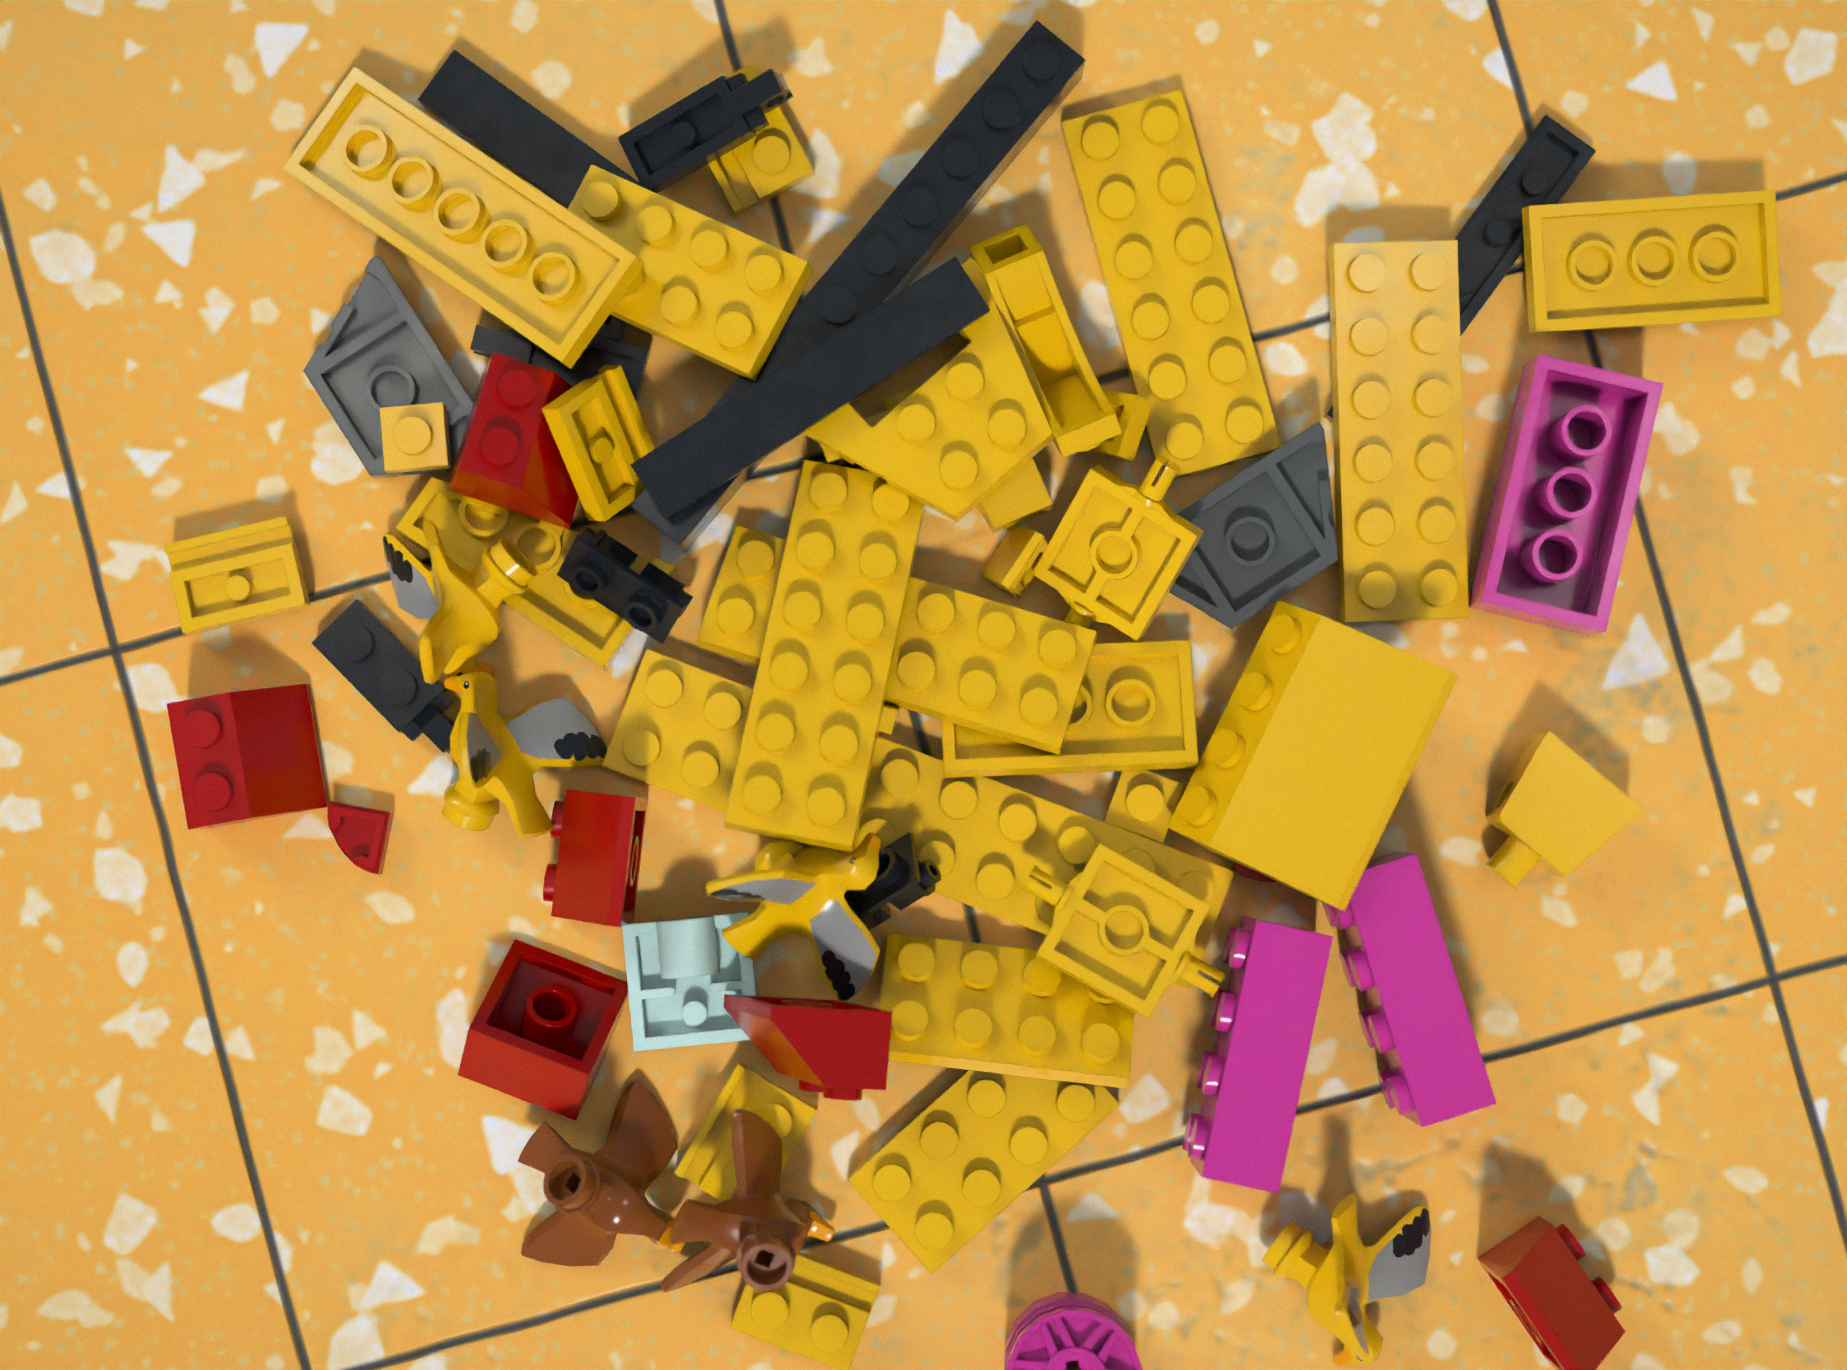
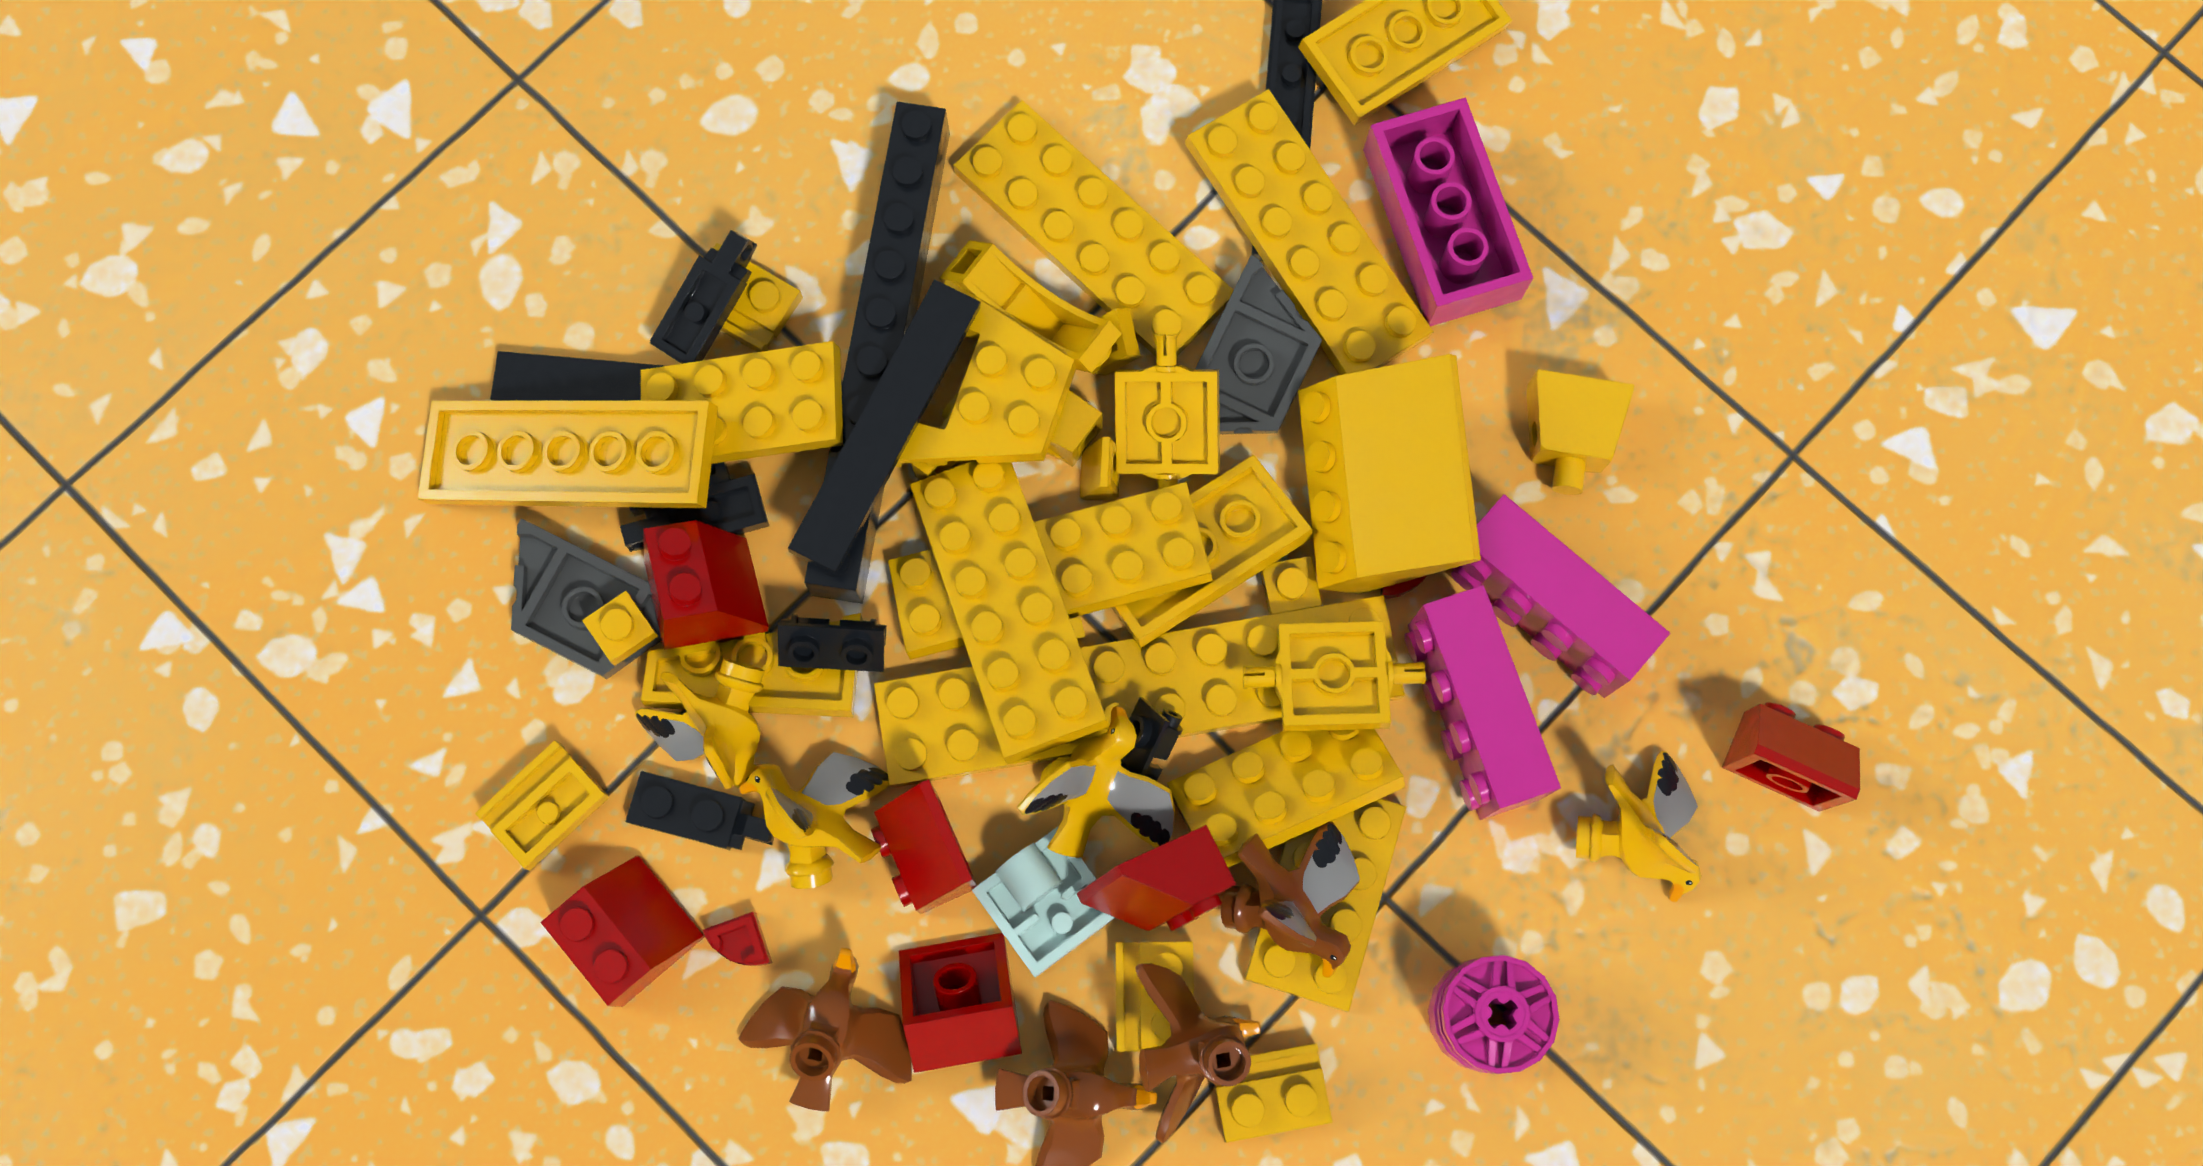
camera: 35 degrees left, 10 degrees down
(396, 983) = (828, 1031): none -> dark orange animal
(599, 439) = (757, 552): yellow plate -> none
(933, 1138) = (1294, 900): none -> dark orange animal

